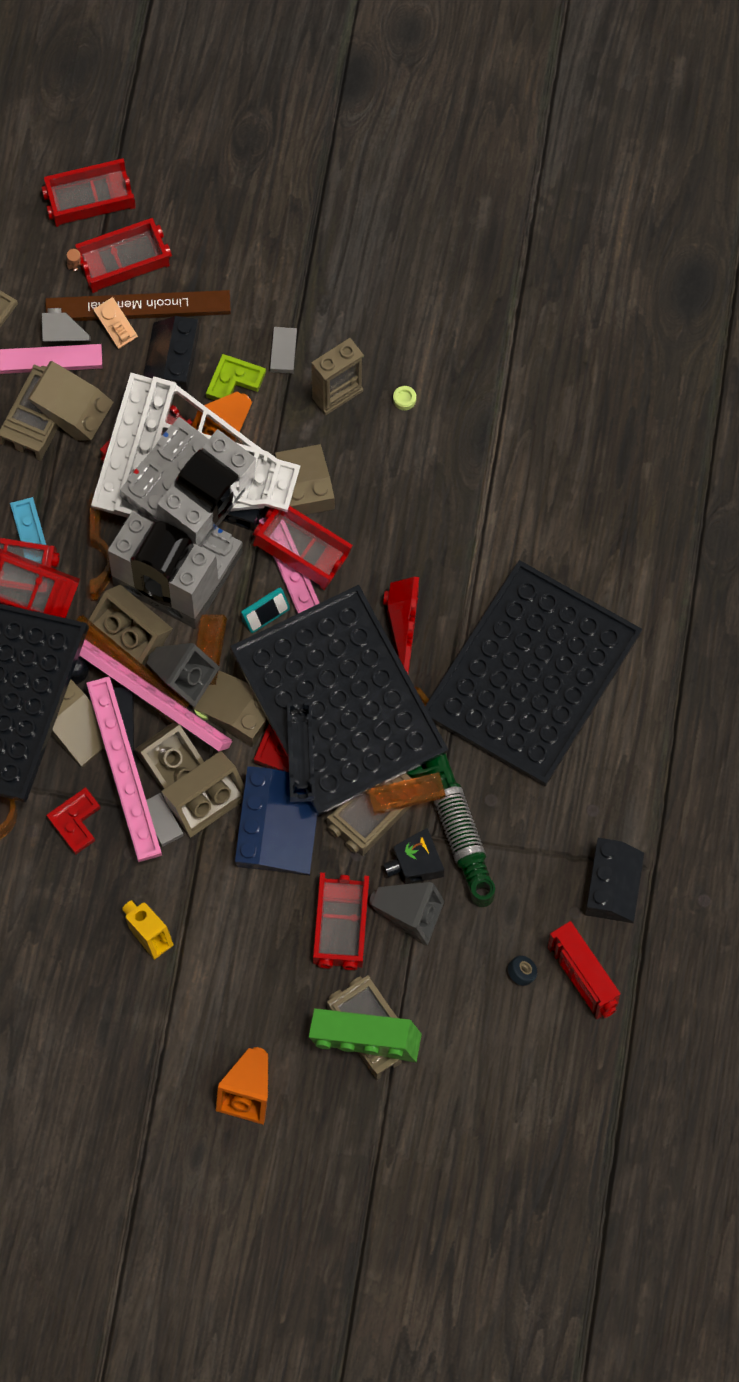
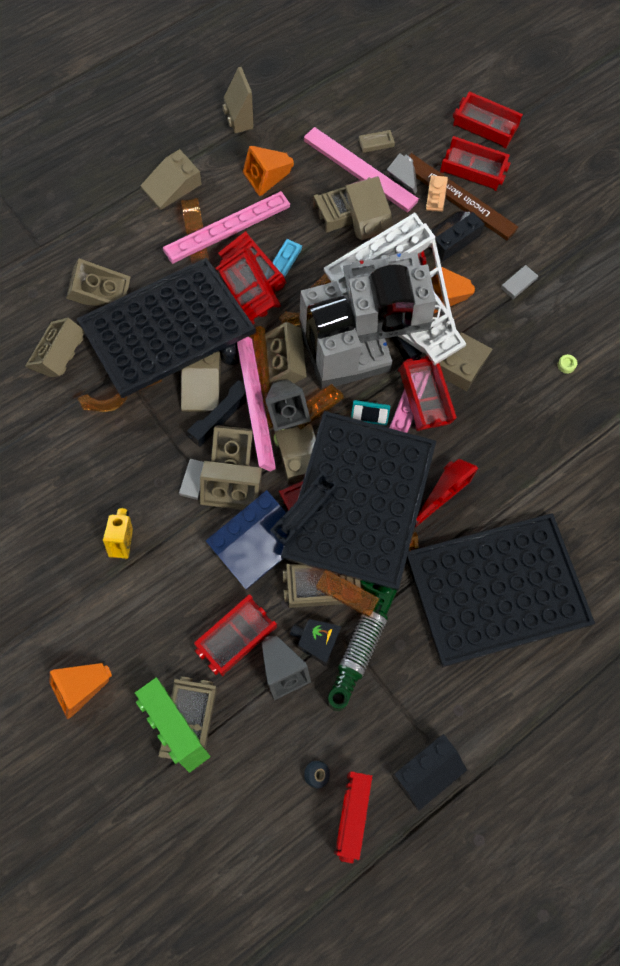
camera: 40 degrees right, 0 degrees up
(68, 820) = (144, 431): red plate -> none
(73, 259) = (445, 144): nougat piece -> none
(124, 769) = (196, 431): bright pink tile -> none
(232, 373) = (478, 270): lime plate -> none
(337, 376) = (537, 313): dark tan door -> none

